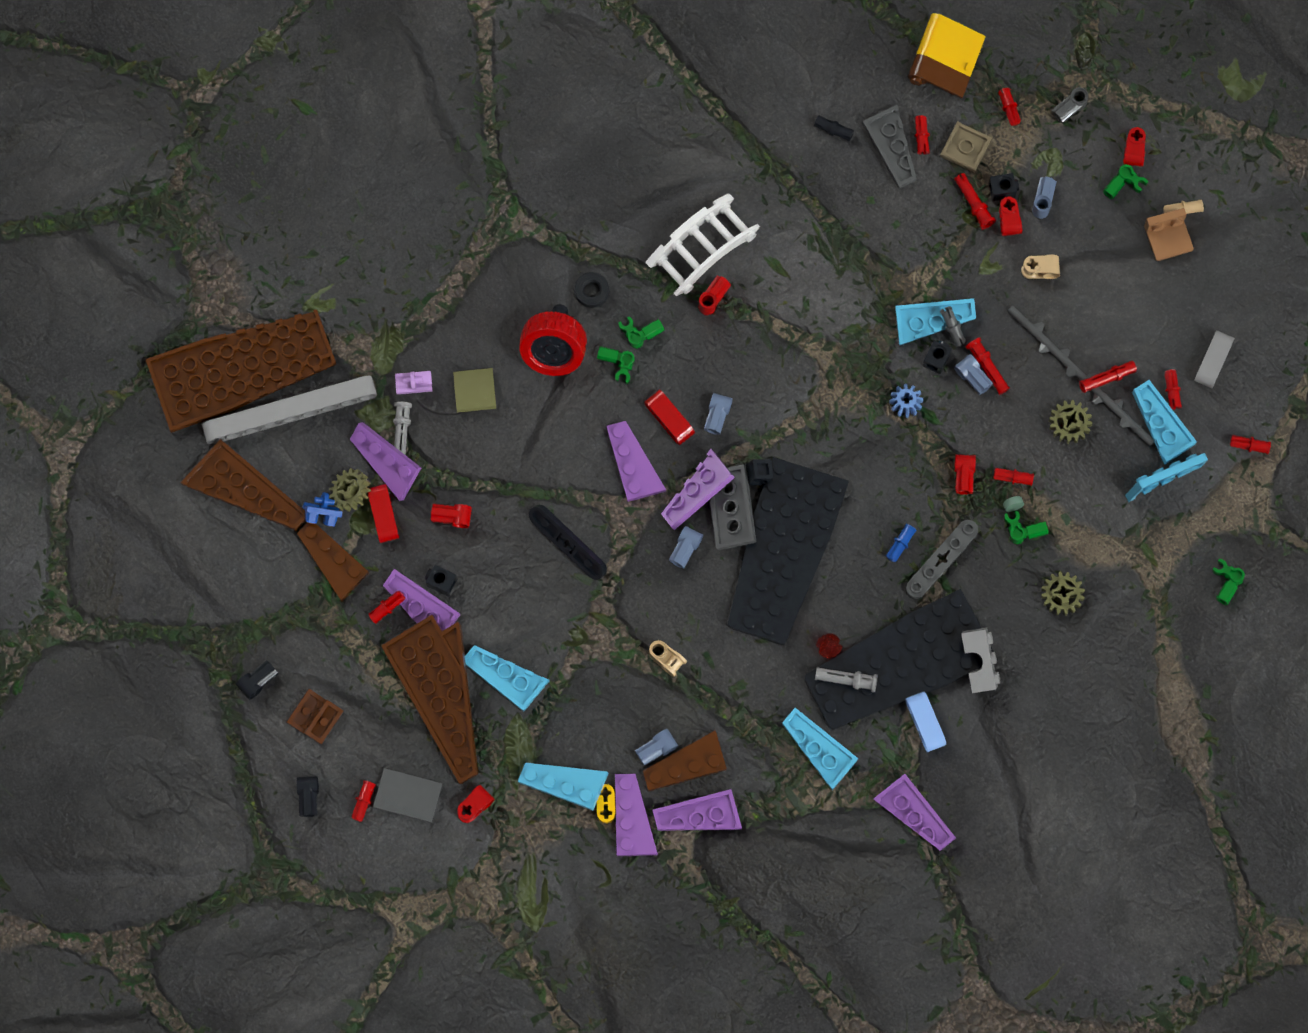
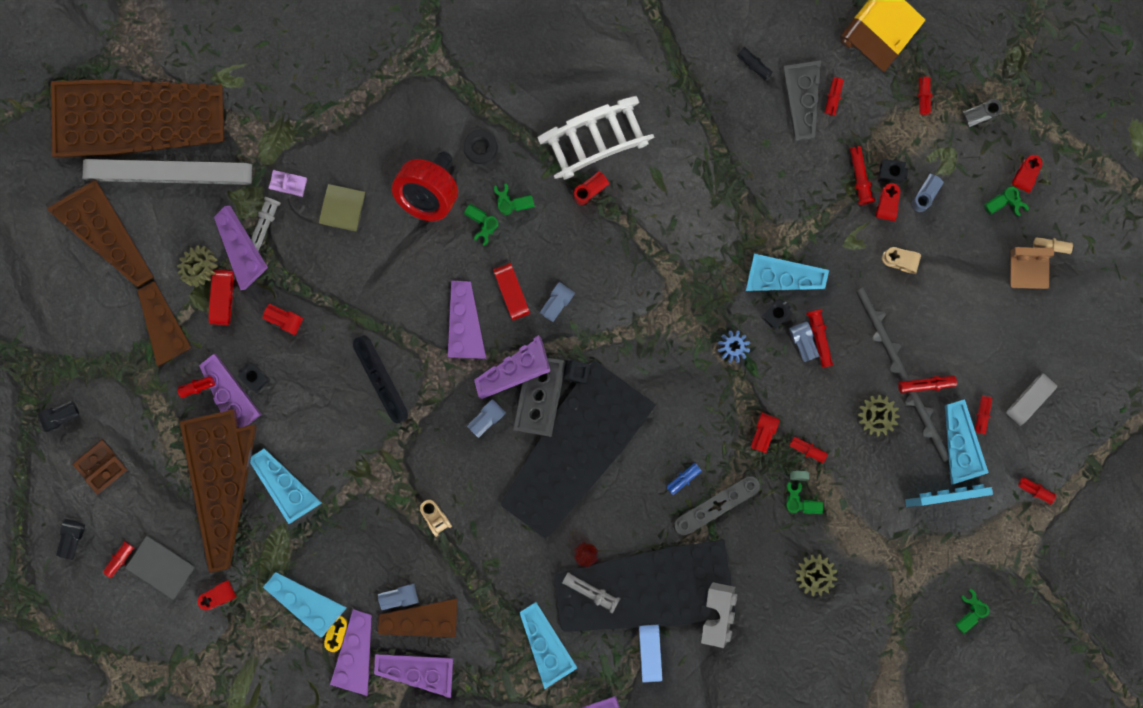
camera: 15 degrees right, 10 degrees up
(330, 513) = (166, 275): blue hips -> none
(953, 326) = (800, 291): dark grey pin -> none
(966, 147) = (871, 121): dark tan plate -> none

